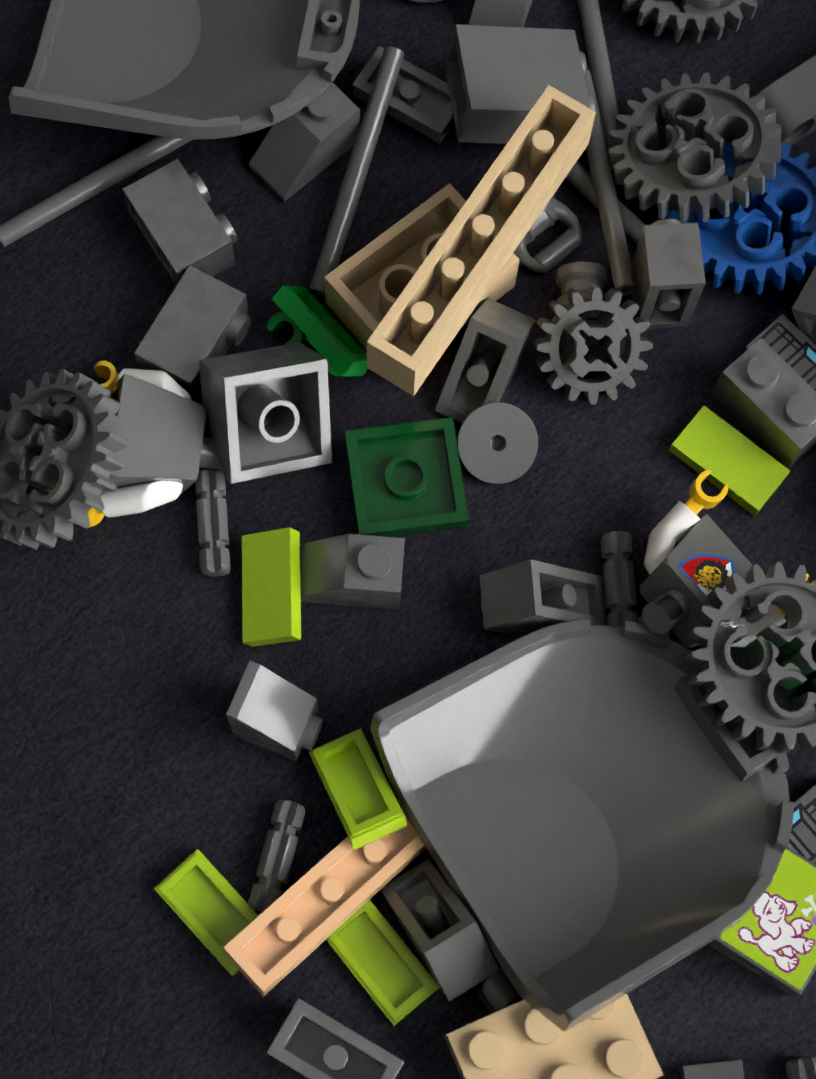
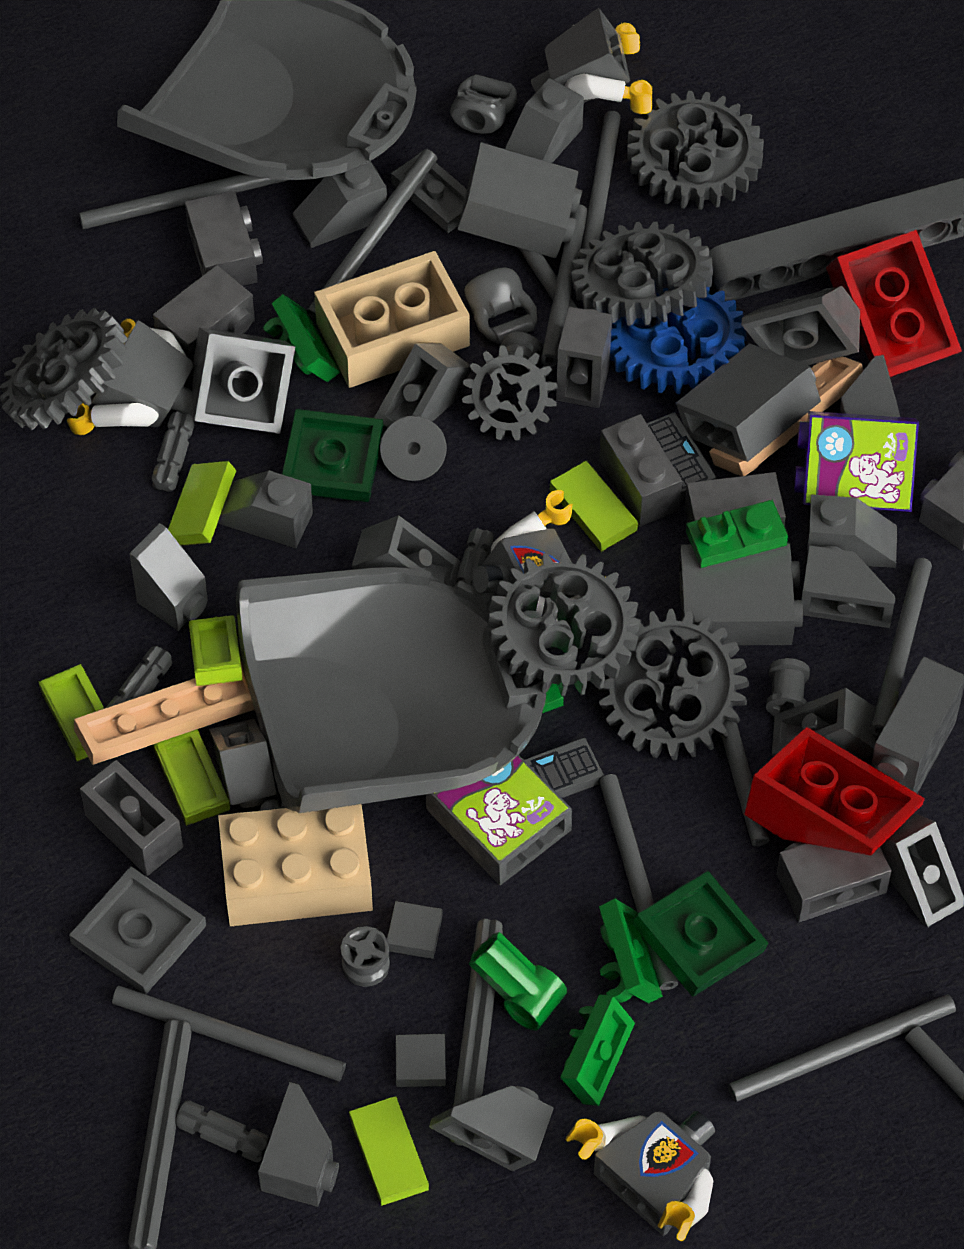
camera: 20 degrees right, 15 degrees down
(479, 240) = (436, 286): tan brick -> none

